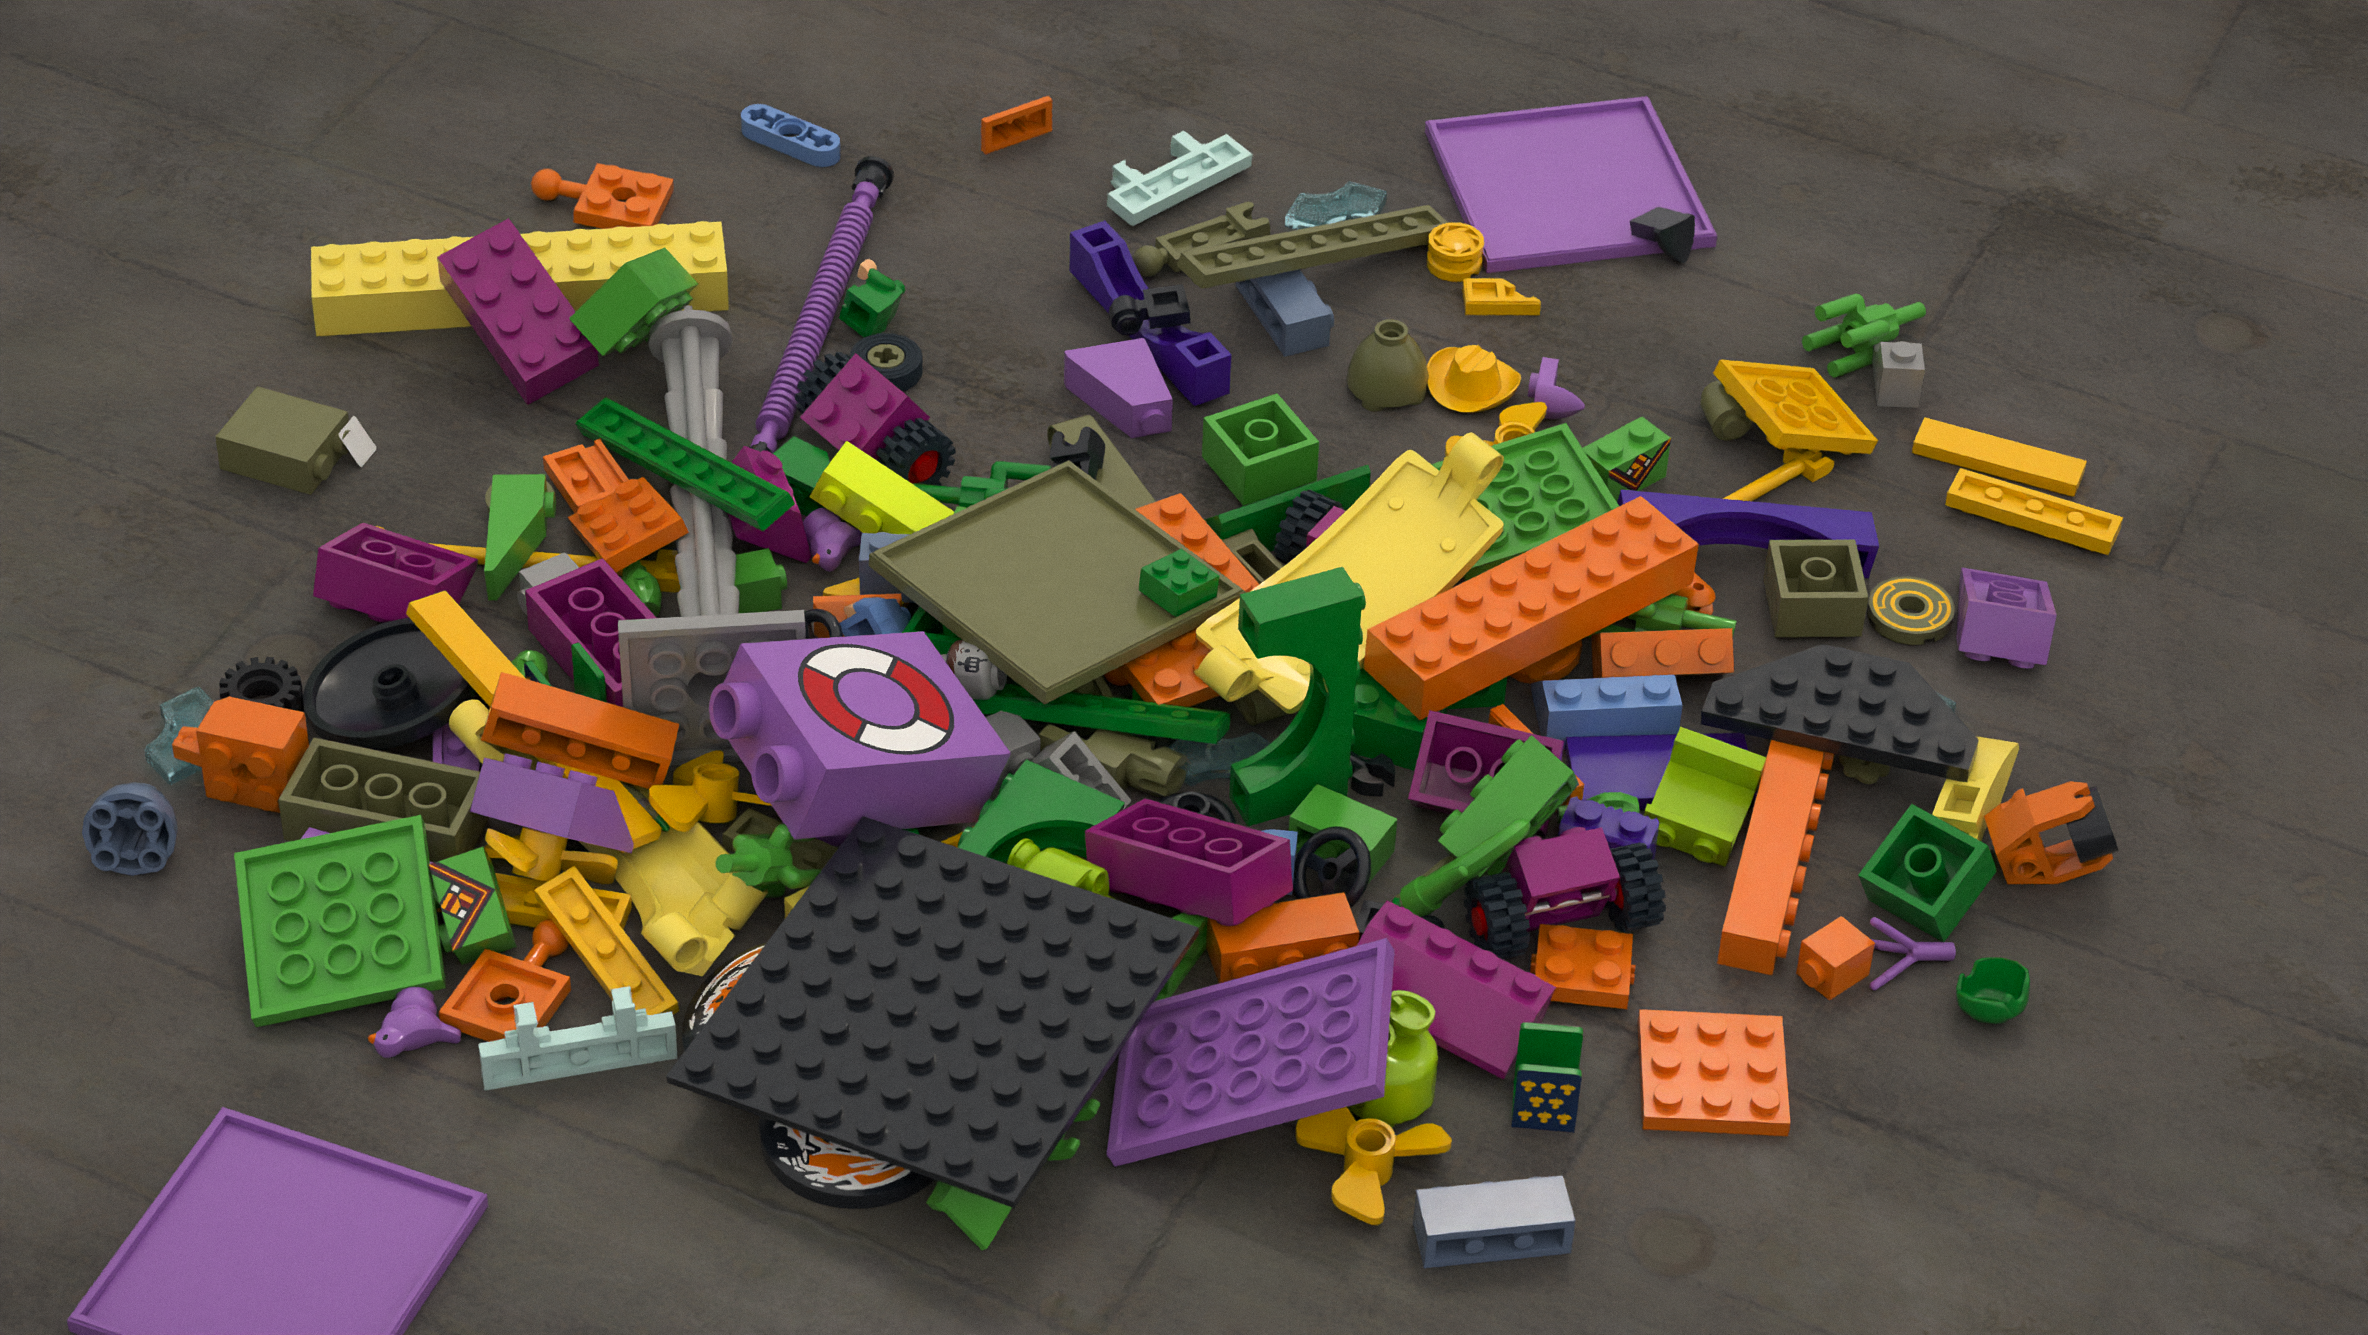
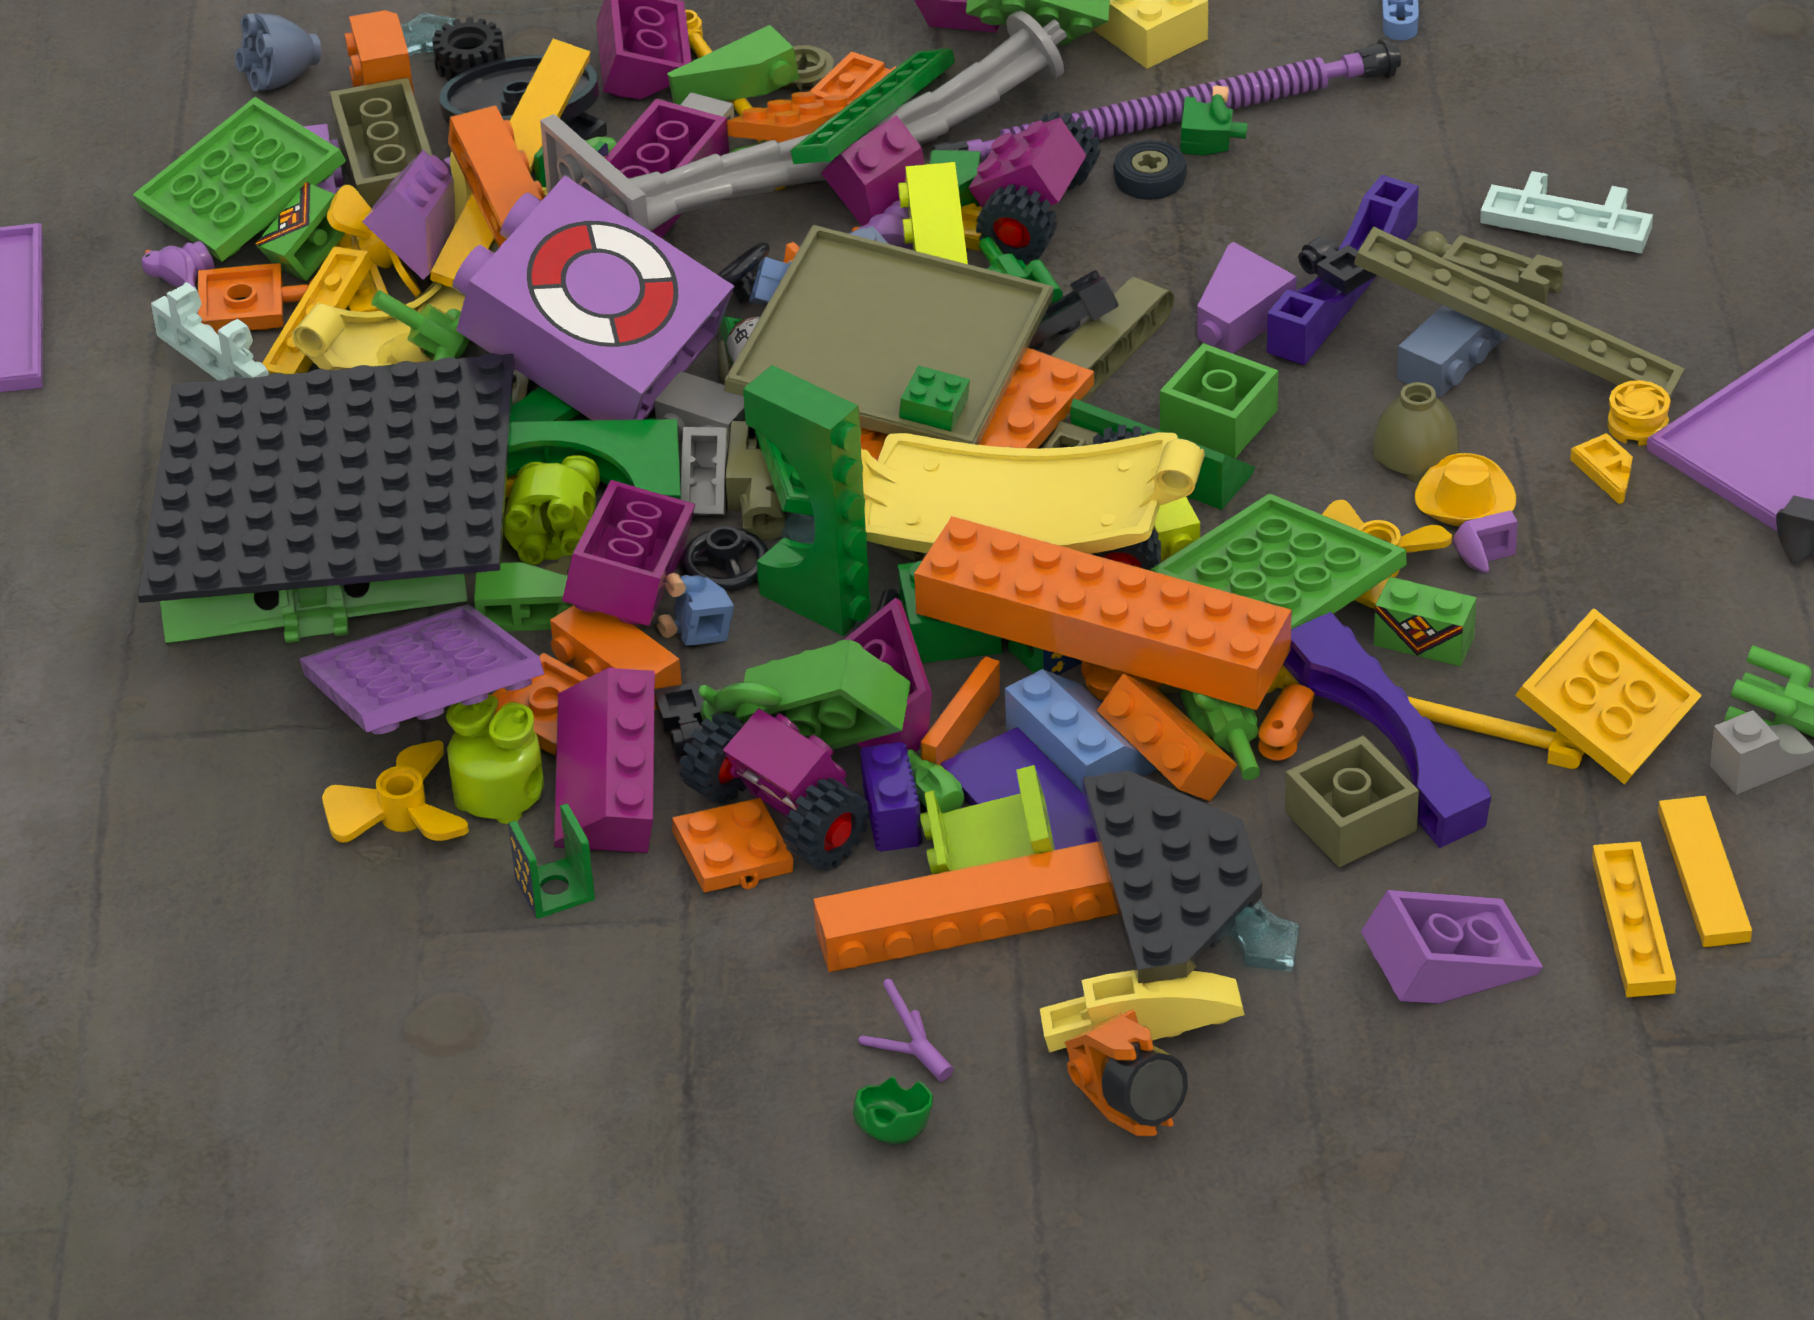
camera: 65 degrees right, 0 degrees up
(759, 581) = (796, 209): bright green brick -> none
(1016, 125) = (1539, 101): orange slope -> none
(1328, 808) = (774, 628): bright green brick -> none
(1342, 874) = (715, 652): black piece -> none
(1347, 203) = (1644, 328): clear light blue tile -> none
(1493, 1221) = (374, 898): brick -> none
(1713, 1073) = (665, 973): orange plate -> none
(1835, 958) = (856, 993): orange brick -> none
(1908, 592) = (1404, 867): olive tile -> none
(1927, 872) = (999, 1004): green brick -> none

